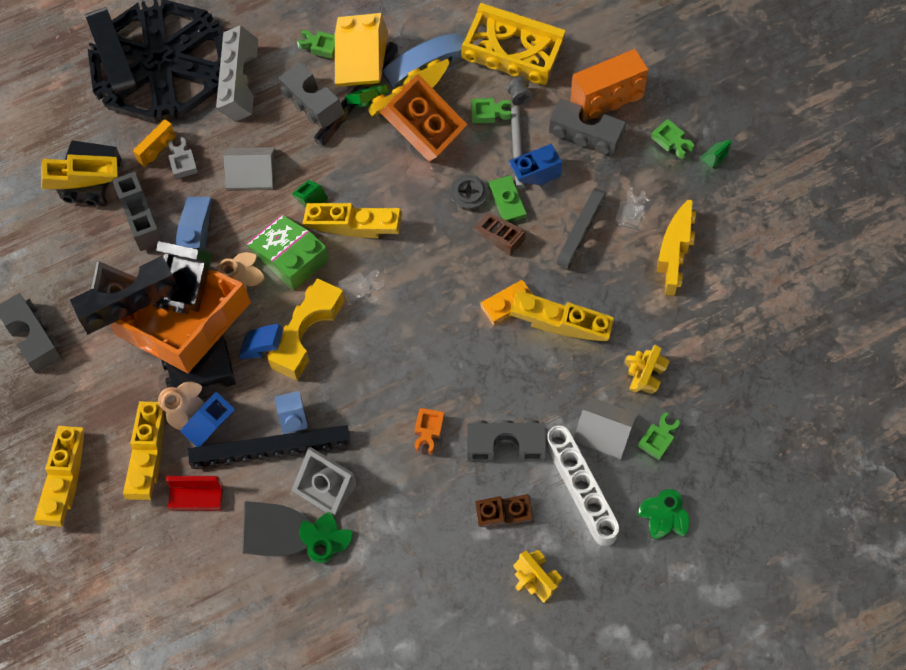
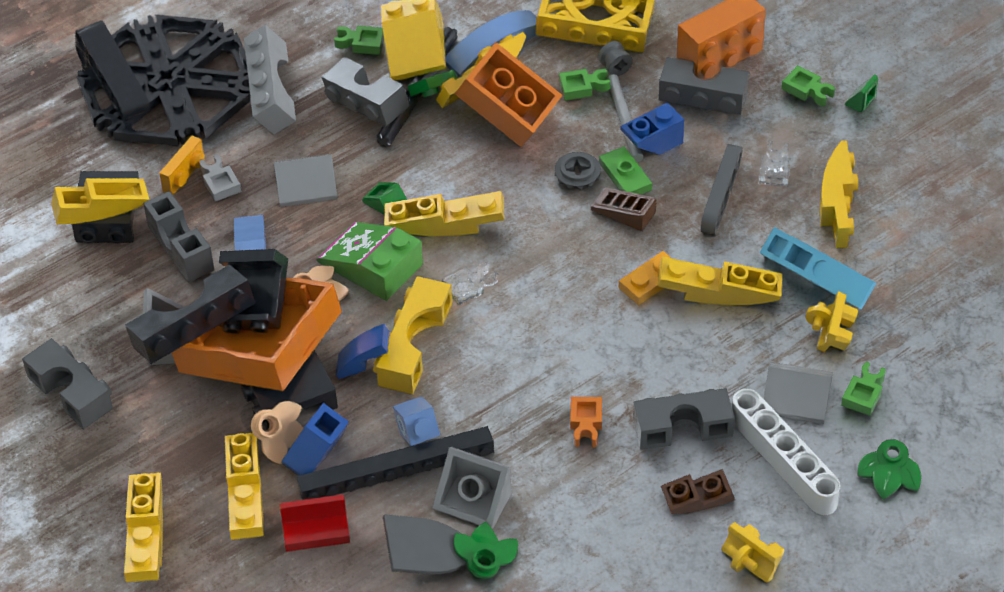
camera: 10 degrees left, 15 degrees down
(643, 318) = (817, 267): none -> medium azure slope

